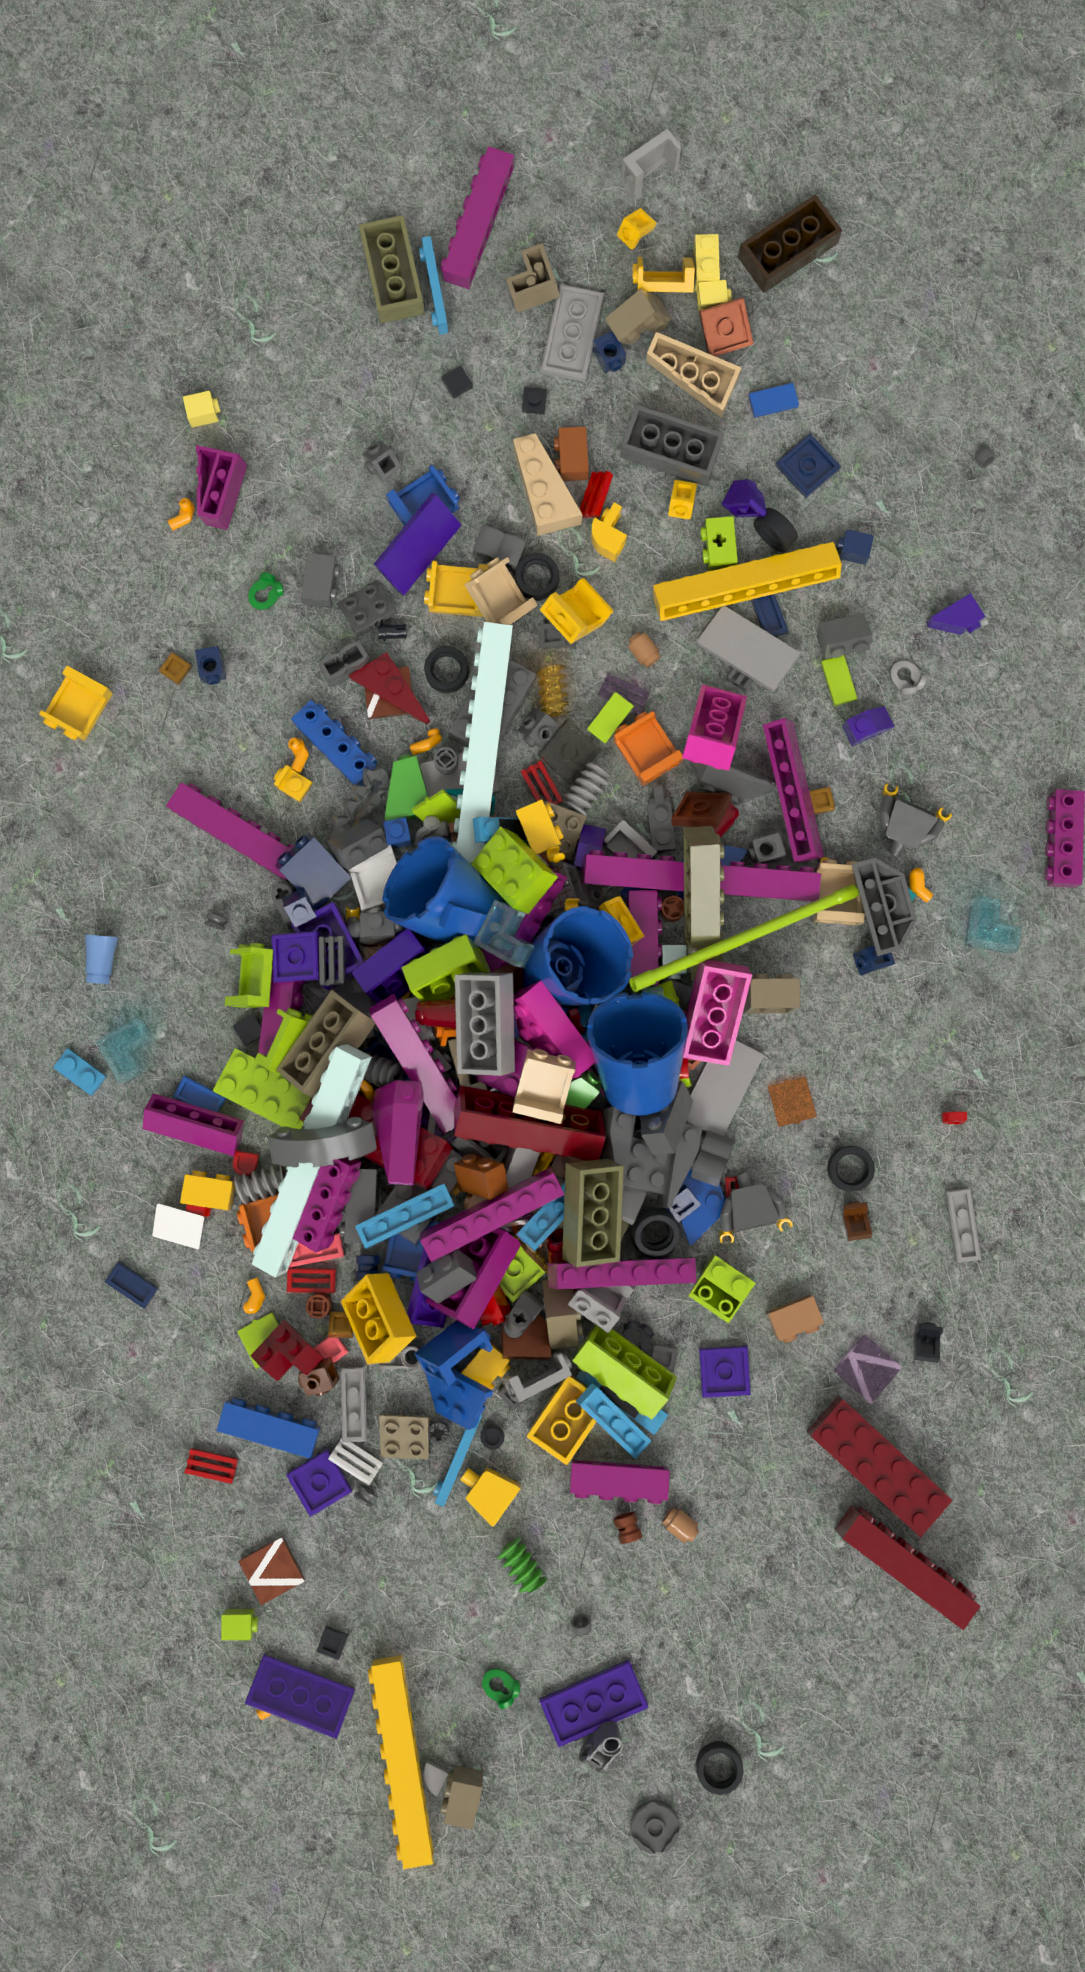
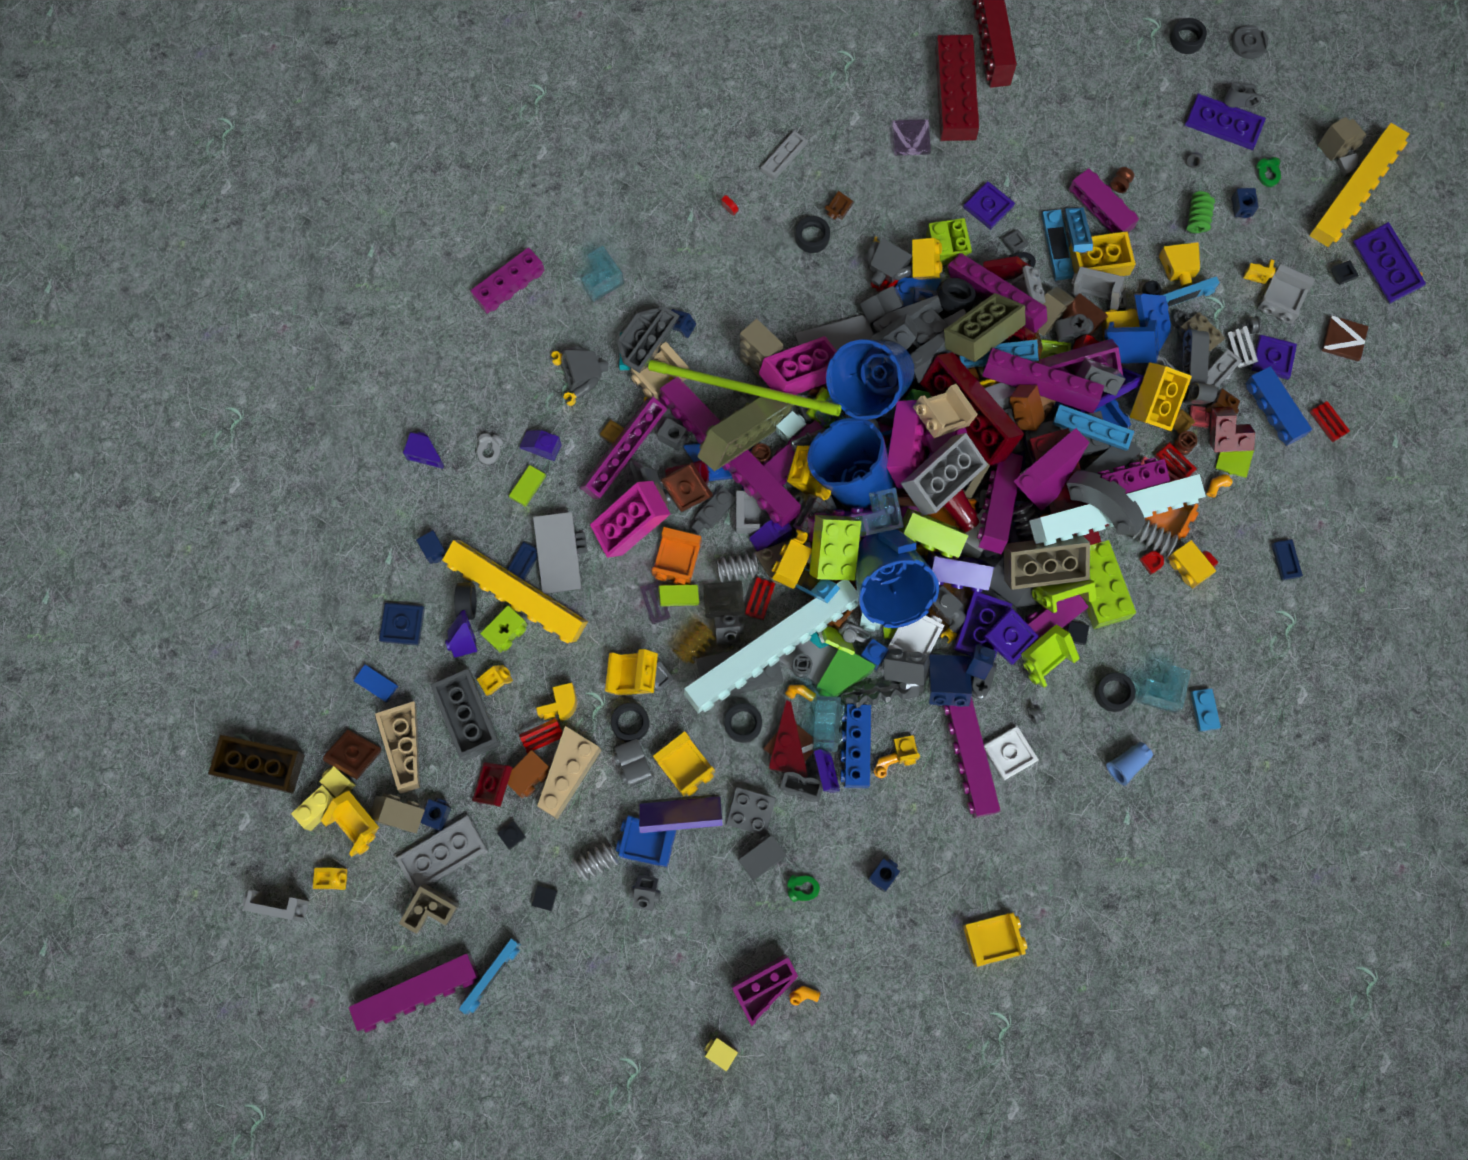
camera: 130 degrees left, 10 degrees down
(150, 1008) = (1127, 683): none -> black tyre
(175, 668) = (907, 898): pearl gold tile -> none
(178, 1226) = (1228, 562): white sticker -> none
(193, 1124) = (1165, 608): magenta brick -> none
(198, 1095) = (1145, 625): blue tile -> none
(206, 869) = (1010, 753): none -> white tile
(239, 1624) = (1390, 327): lime brick -> none
(322, 960) = (1004, 598): dark grey tile -> none
(336, 694) = (827, 771): none -> dark purple tile
(365, 1559) = (1286, 294): none -> light grey panel
(366, 1265) = (1141, 434): dark blue wheel -> none
(373, 1383) = (1195, 364): none -> dark grey beam
(375, 731) = (826, 723): none -> clear light blue brick
(391, 269) = (505, 1015): olive brick -> none
(392, 631) = (752, 781): black pin -> none
(411, 1556) = (1259, 273): none -> yellow bracket
(444, 444) = (595, 861): none -> light grey piece
(494, 1633) = (1248, 197): none -> dark blue brick
(498, 594) = (667, 728): tan panel -> none
(590, 416) = (492, 784): none -> dark red tile
(625, 1370) = (1046, 245): lime brick -> none
(637, 1310) = (1006, 268): none -> dark red tile
(642, 955) = (806, 440): none -> dark grey axle
(644, 649) = (616, 614): medium nougat brick -> none
(680, 1525) = (1092, 155): medium nougat brick -> none
(719, 1241) = (926, 258): none -> yellow brick
(792, 1101) = (805, 298): clear orange piece -> none
(795, 1318) = (923, 193): medium nougat brick -> none
(844, 636) = (497, 503): dark grey brick -> none
(917, 884) = (612, 337): light orange arm -> none
(927, 1342) = (867, 118): black bracket -> none
(984, 457) = (301, 524): dark grey hinge -> none

